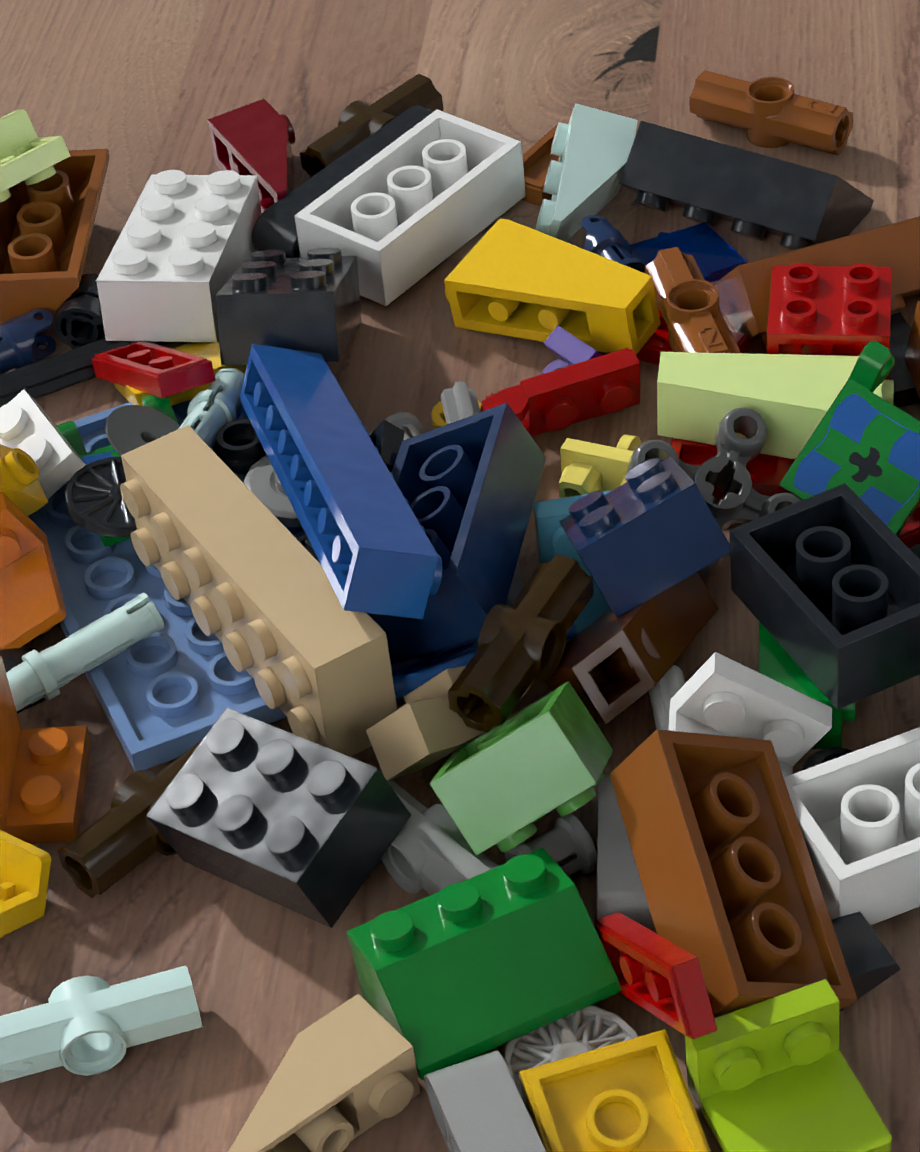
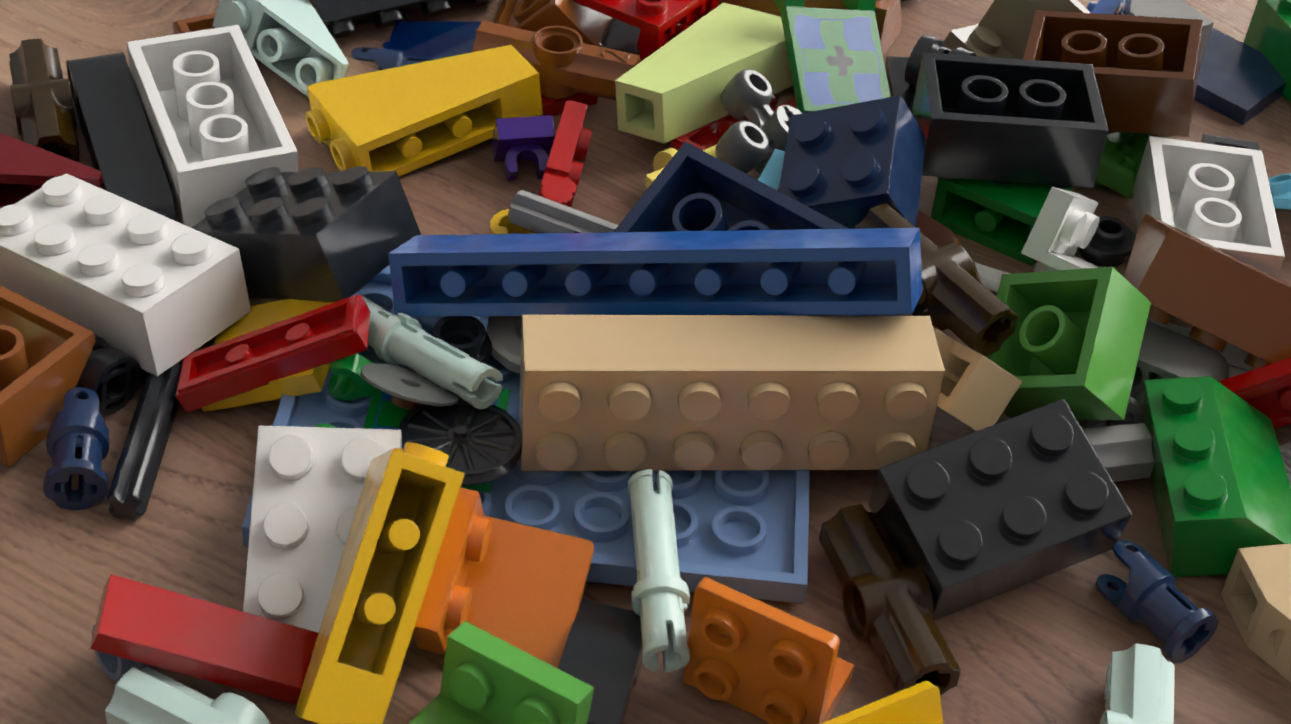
camera: 70 degrees left, 0 degrees up
(288, 975) = (1157, 603): none -> dark blue piece

